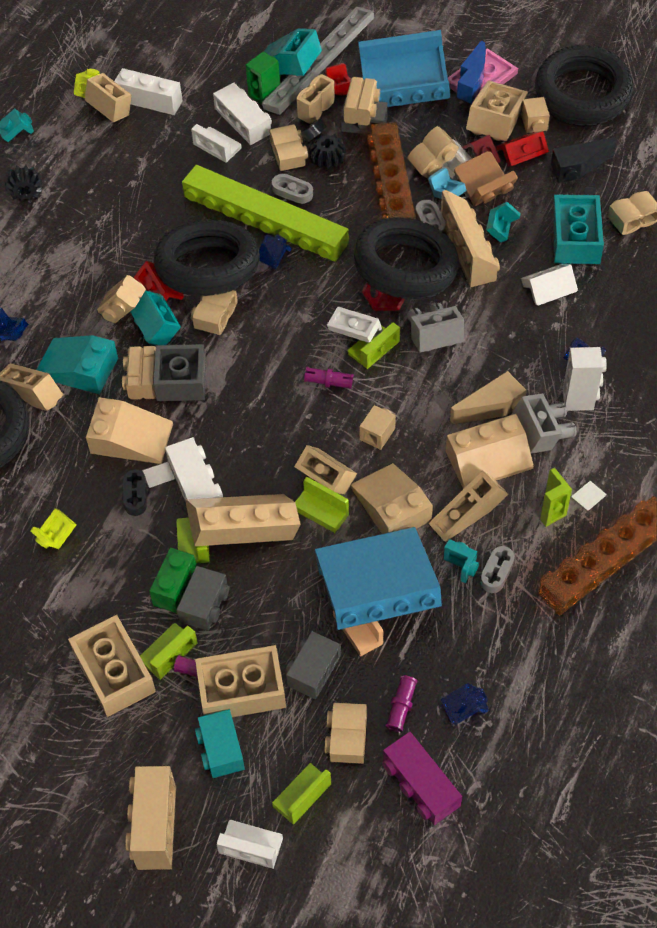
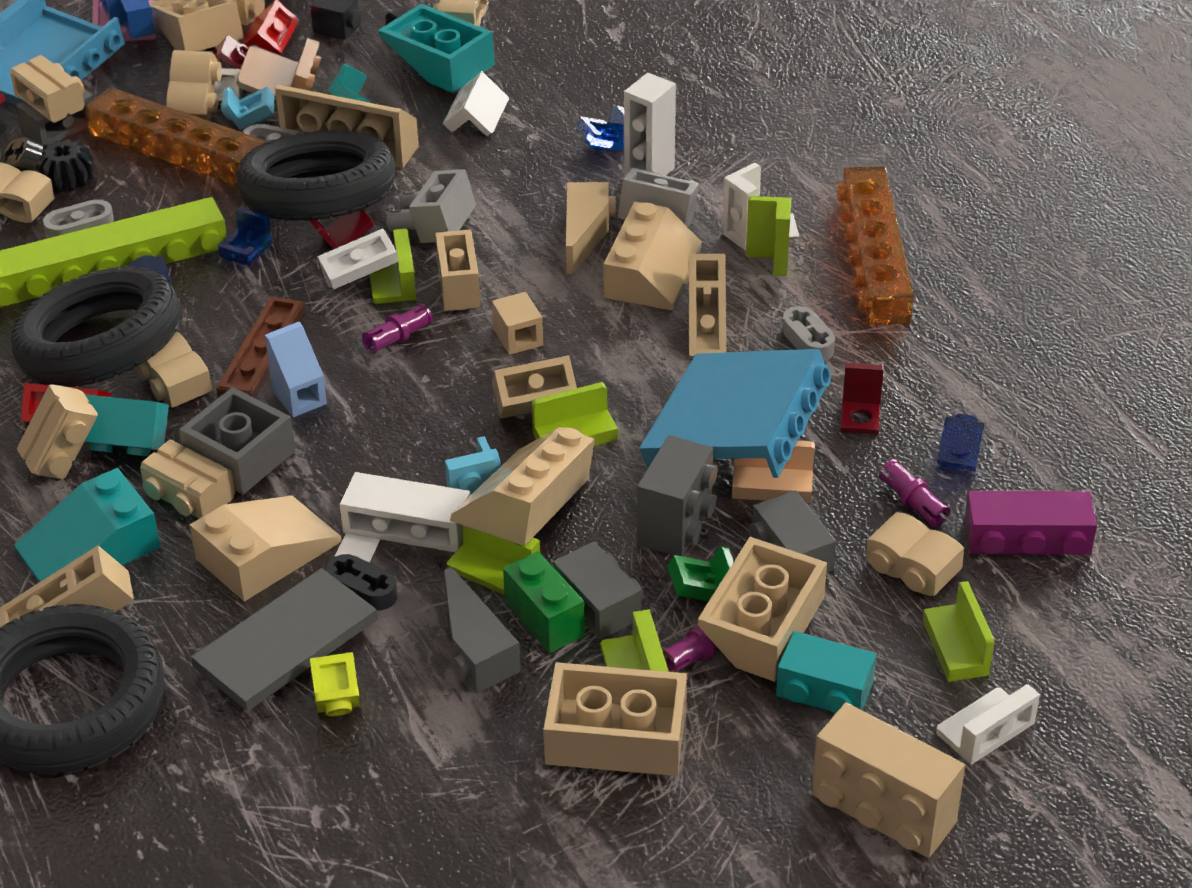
camera: 55 degrees left, 15 degrees down
(70, 488) = (282, 637): none -> dark grey tile
(129, 564) = (480, 643): none -> dark grey slope
(243, 486) = (474, 469): none -> medium azure bracket
(247, 359) = (295, 370): none -> light blue slope
(247, 636) = (697, 577): none -> green bracket
(267, 332) = (251, 365): none -> copper tile
(289, 589) = (675, 496): none -> dark grey brick
(338, 266) = (248, 239): none -> clear blue bracket
(390, 372) = (458, 270): none -> tan brick
(393, 500) = (634, 360): tan slope -> none
(462, 556) = (770, 339): teal bracket -> none
(463, 628) = (862, 395): none -> dark red bracket
(572, 462) = (737, 190): none -> white panel

